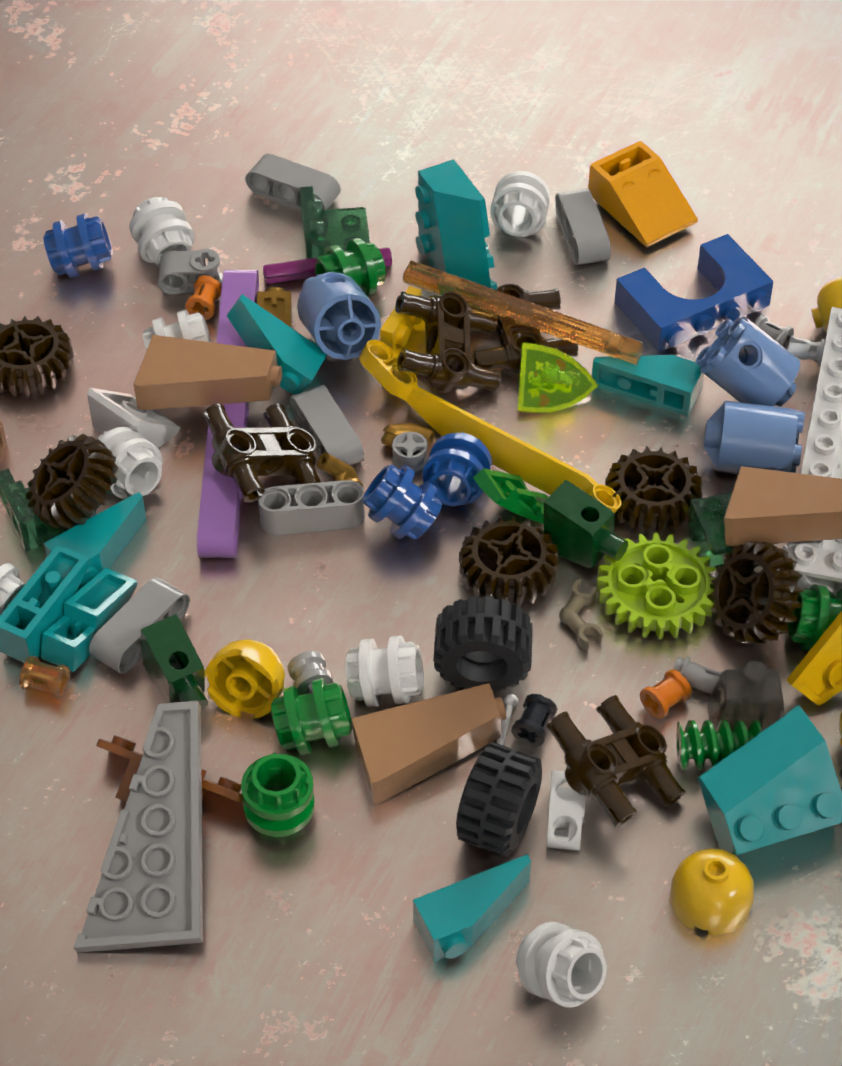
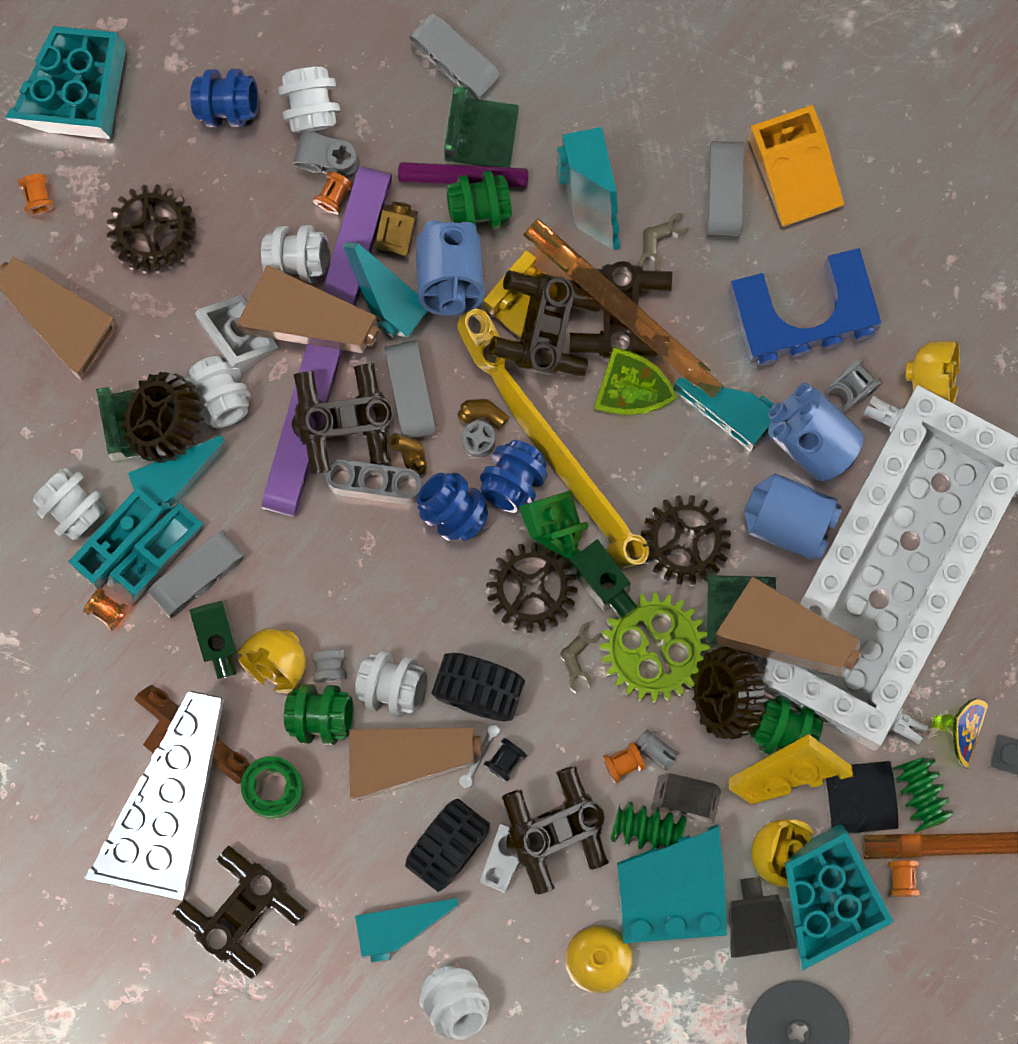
camera: 15 degrees right, 30 degrees up
(272, 939) = (240, 912): none -> dark brown piece
(520, 204) = (670, 148): white piece -> none
(542, 266) = (651, 235): none -> dark tan arm

